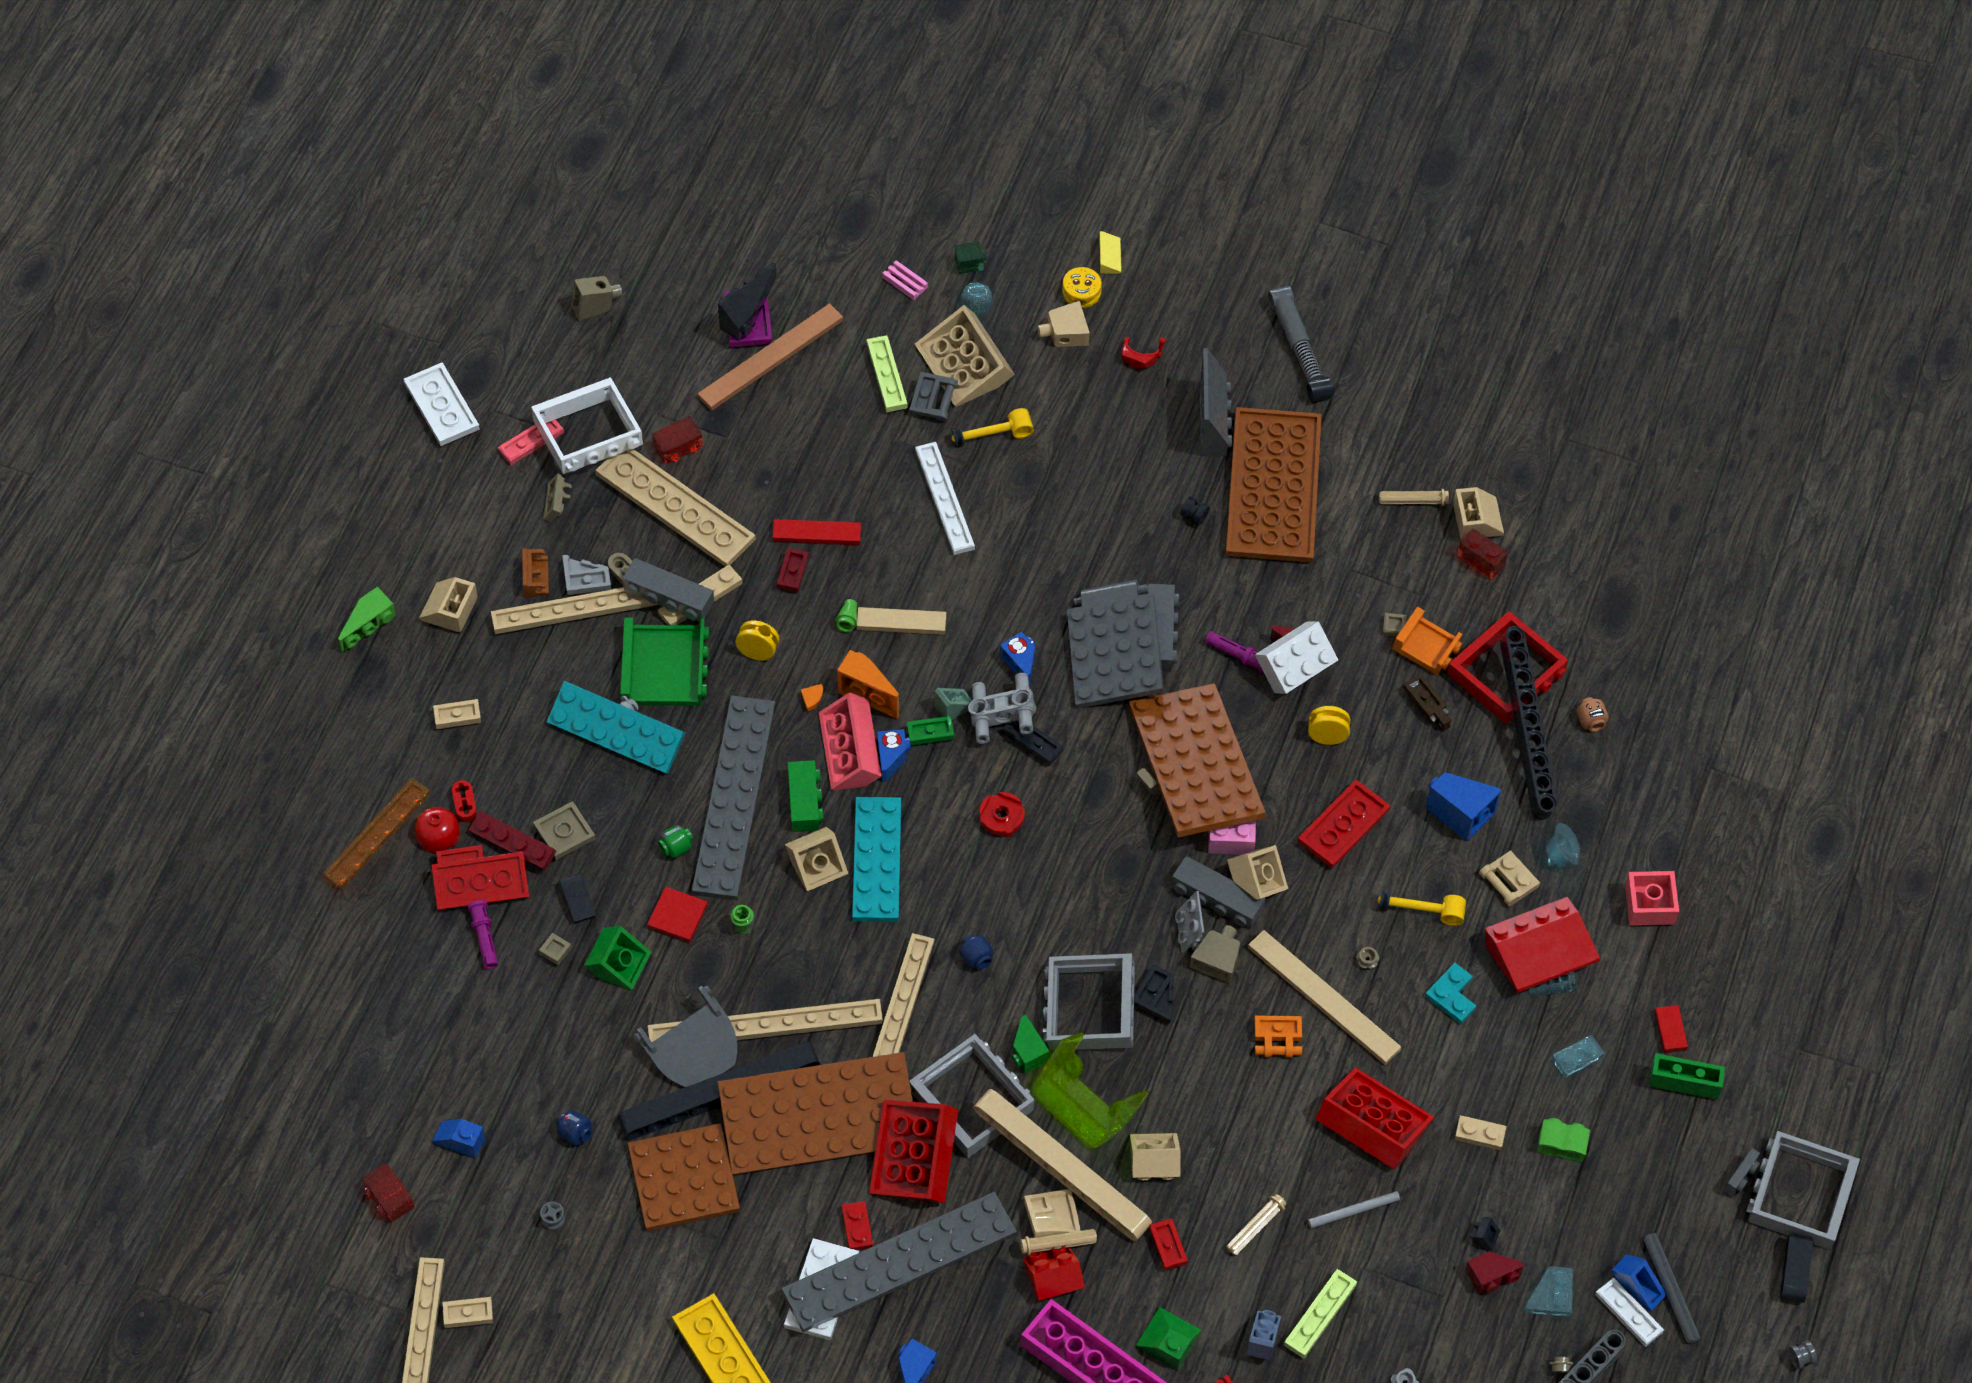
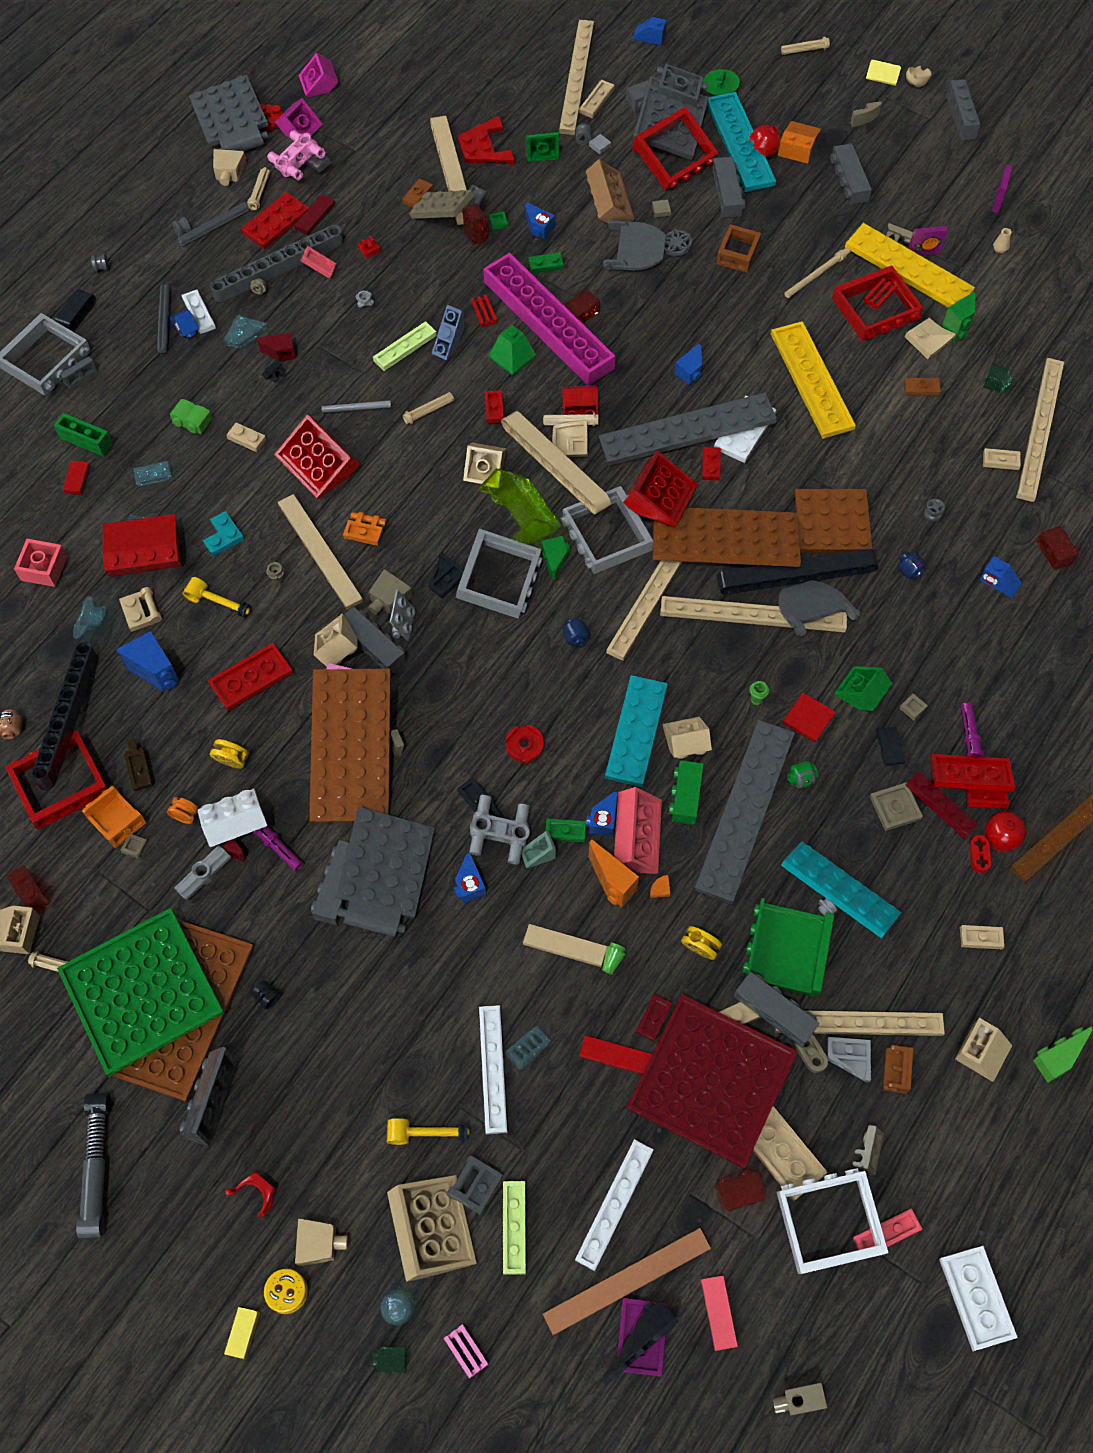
camera: 165 degrees left, 5 degrees up
(681, 350) = (719, 1313): none -> coral tile
(722, 518) = (712, 1081): none -> dark red plate
(796, 412) = (614, 1205): none -> white tile
(922, 508) = (510, 1053): none -> clear light blue slope
(1313, 599) = (193, 881): none -> light grey piece
(1320, 482) = (139, 992): none -> green plate
(1355, 660) = (182, 810): none -> orange wheel

